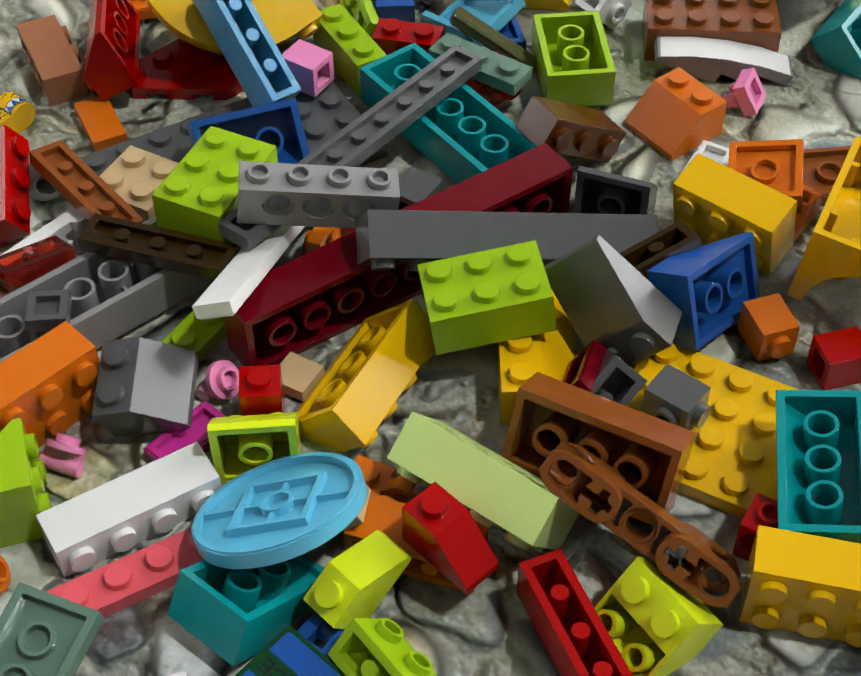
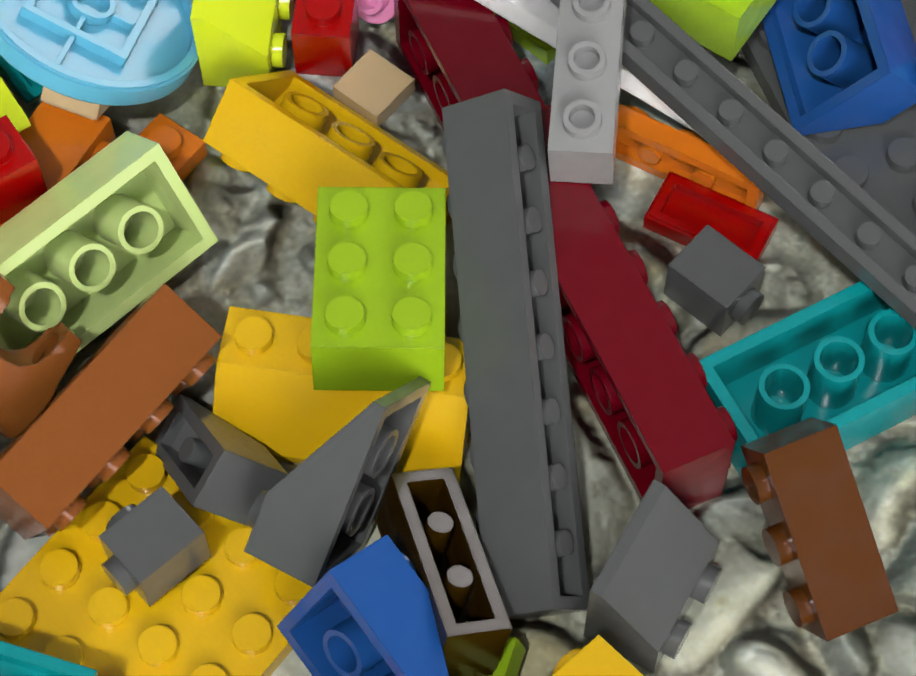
camera: 100 degrees right, 15 degrees up
(585, 366) = (244, 426): dark red tile -> none

